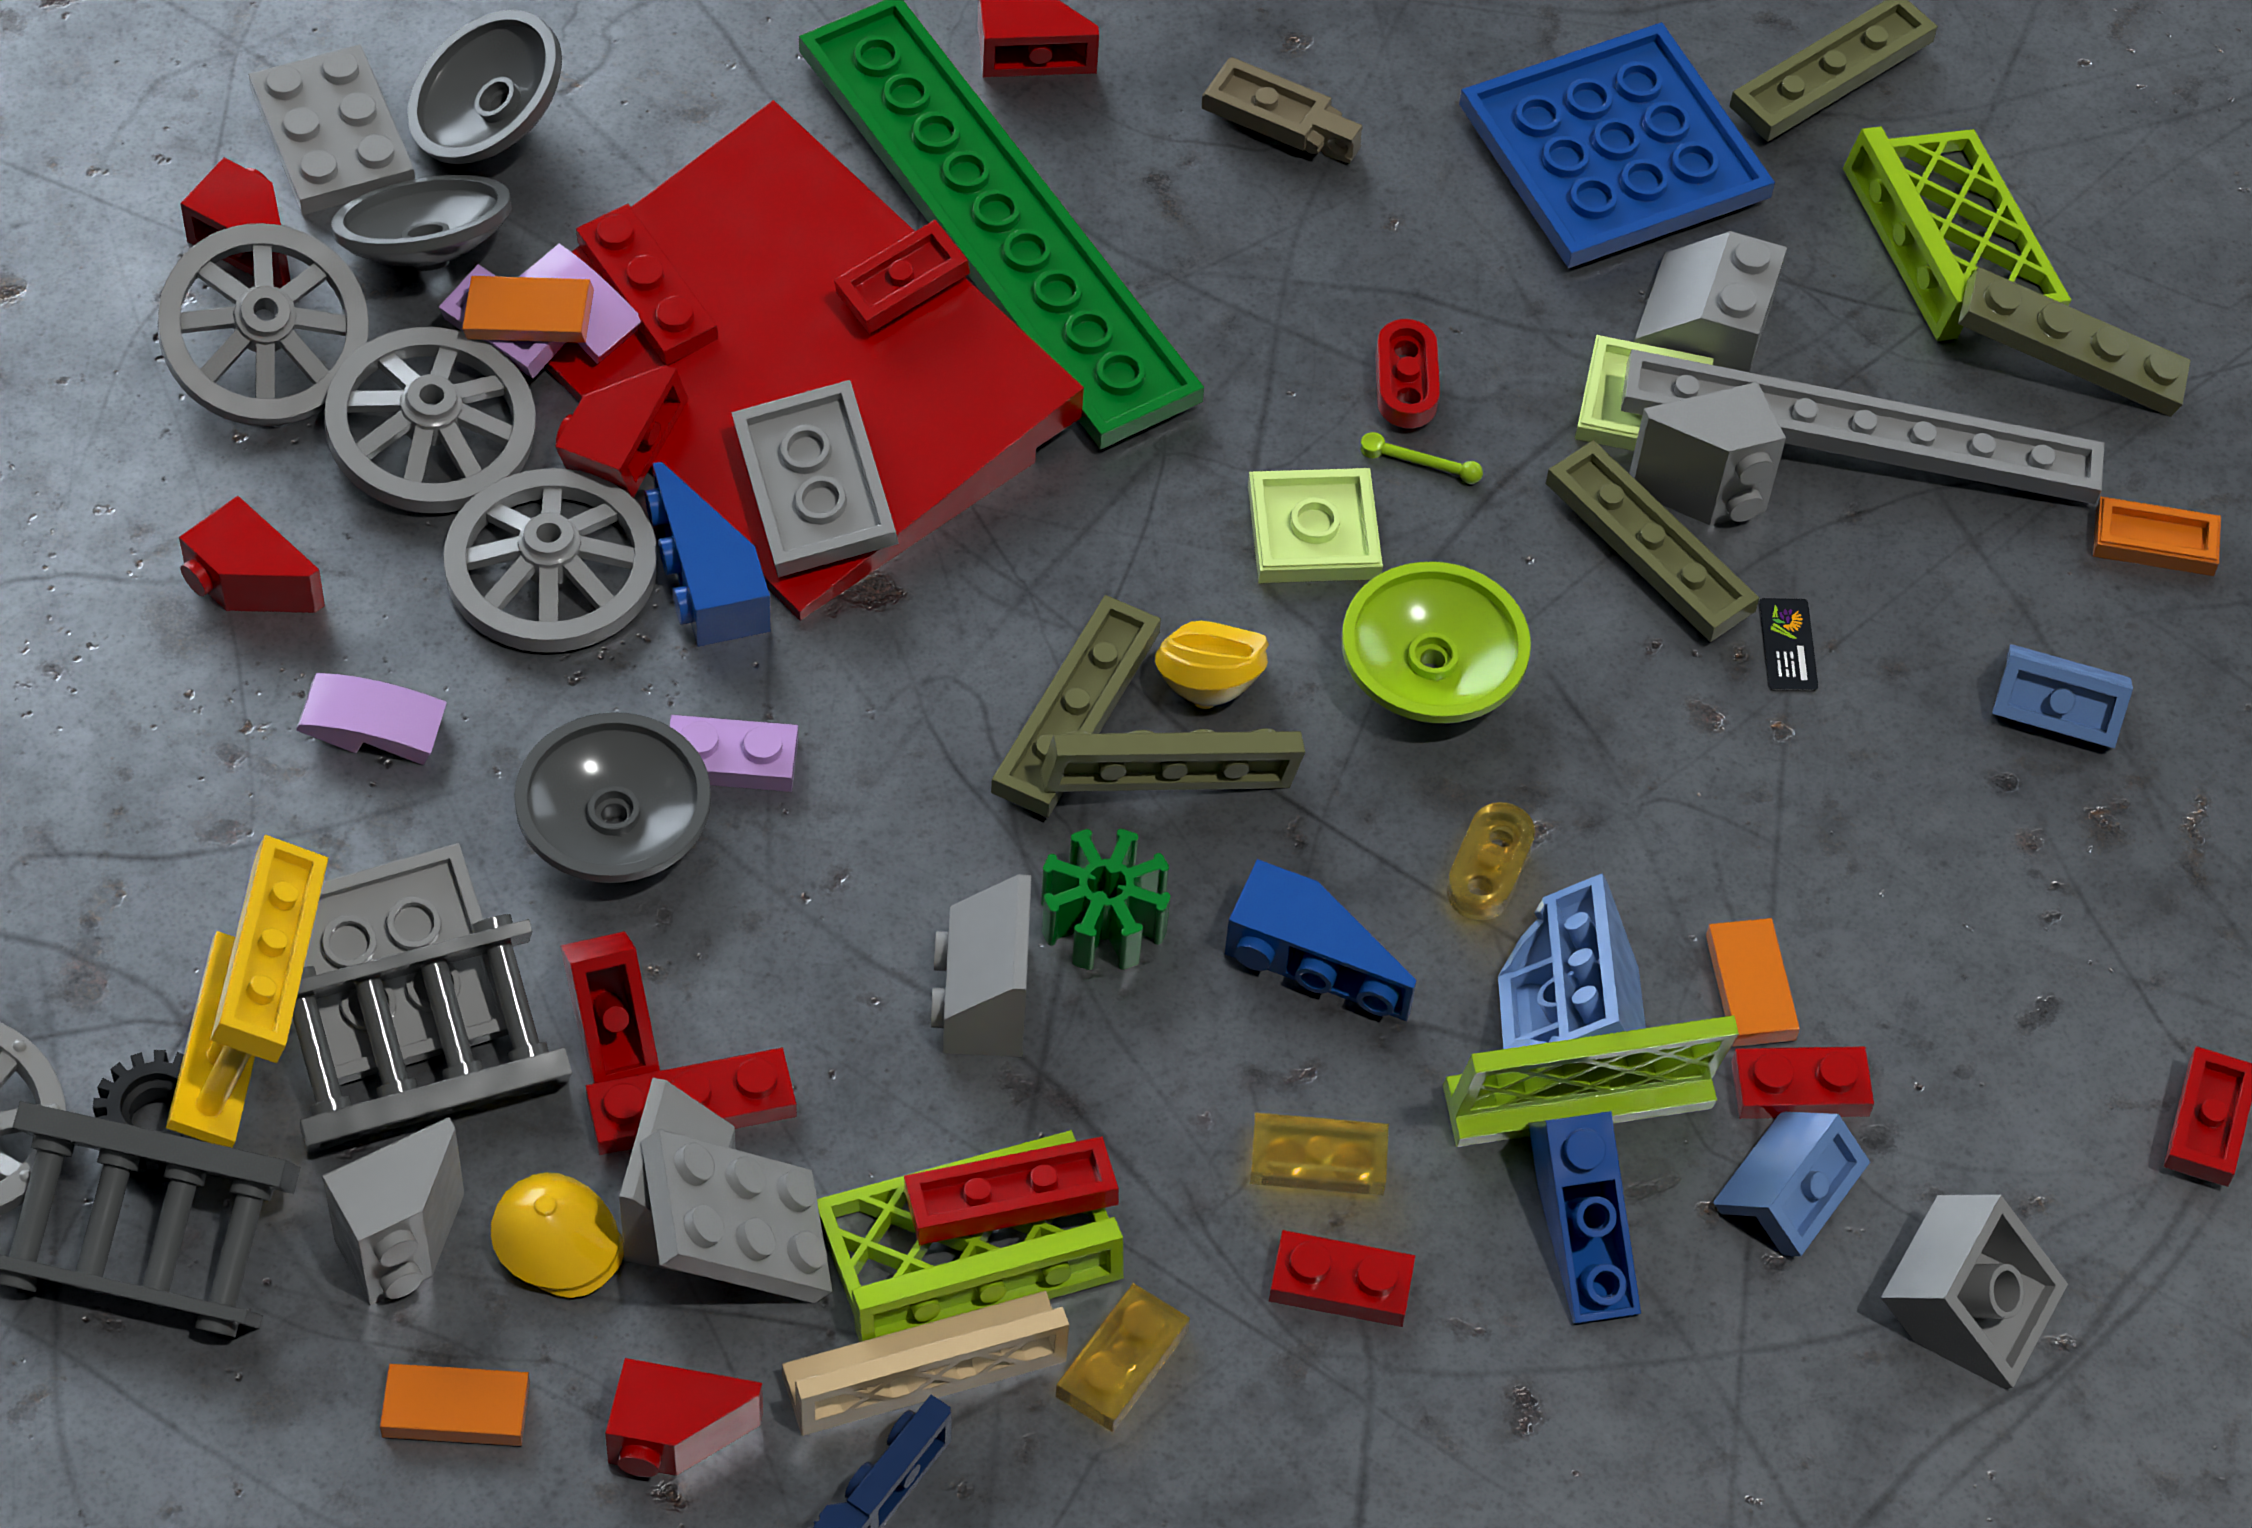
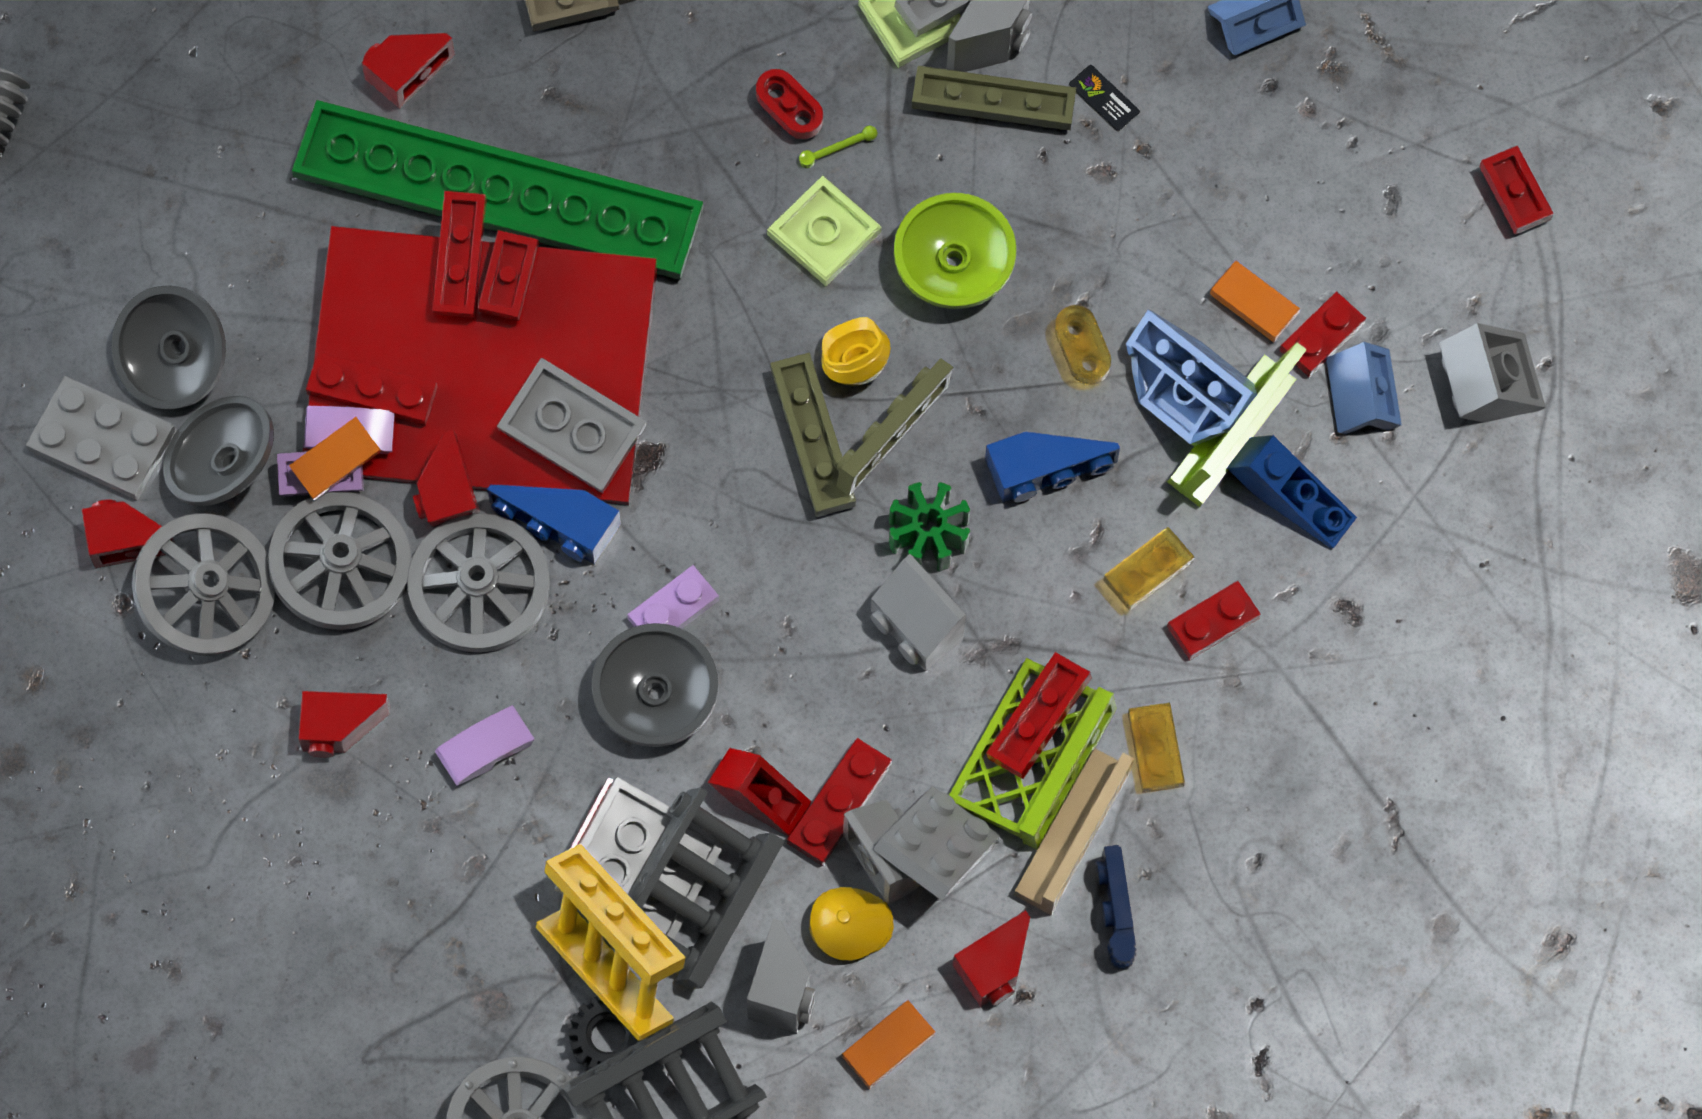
camera: 40 degrees left, 15 degrees up
(872, 216) = (459, 254): none -> red plate

